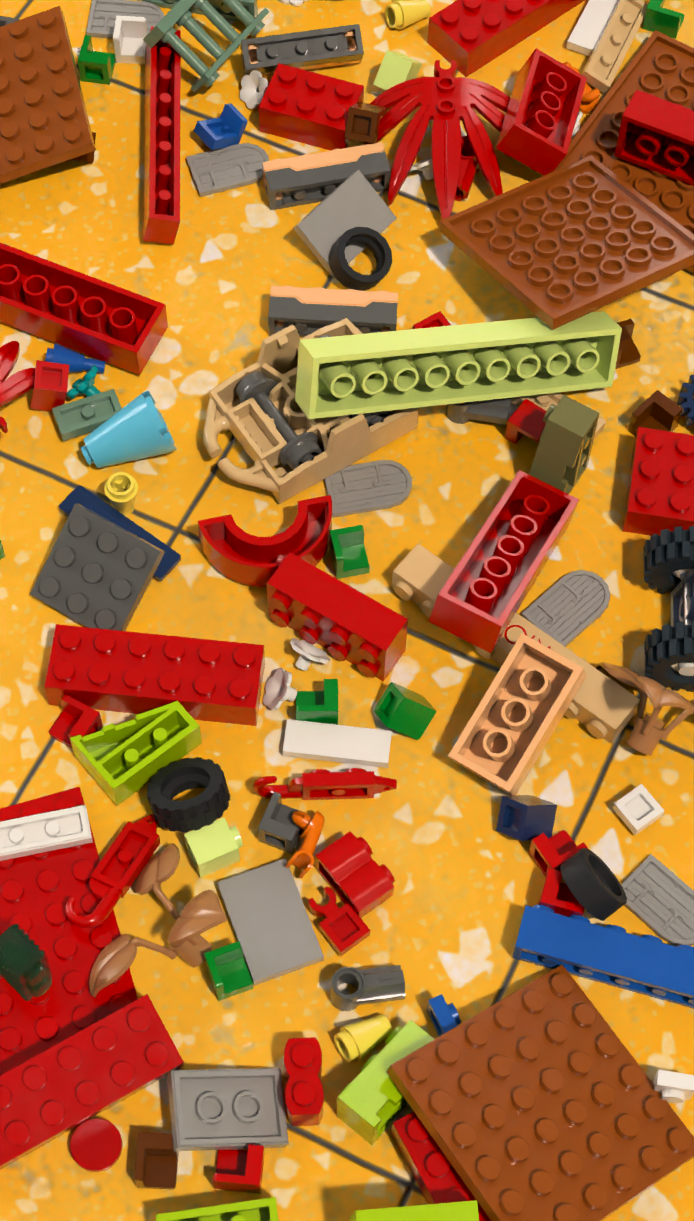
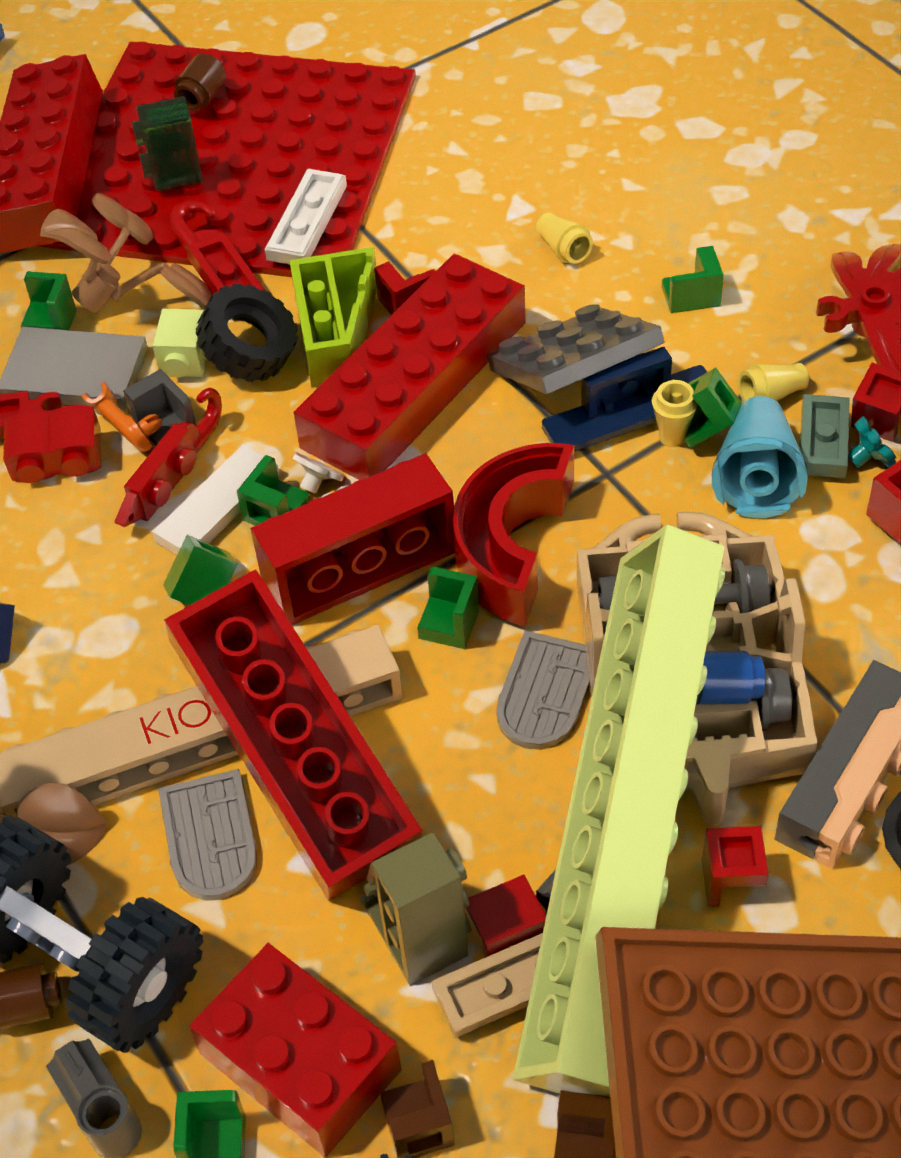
camera: 125 degrees right, 10 degrees down
(58, 461) = (772, 380): none -> light yellow cone
(103, 467) = (715, 409): none -> green panel
(518, 714) = (84, 651): light nougat brick -> none

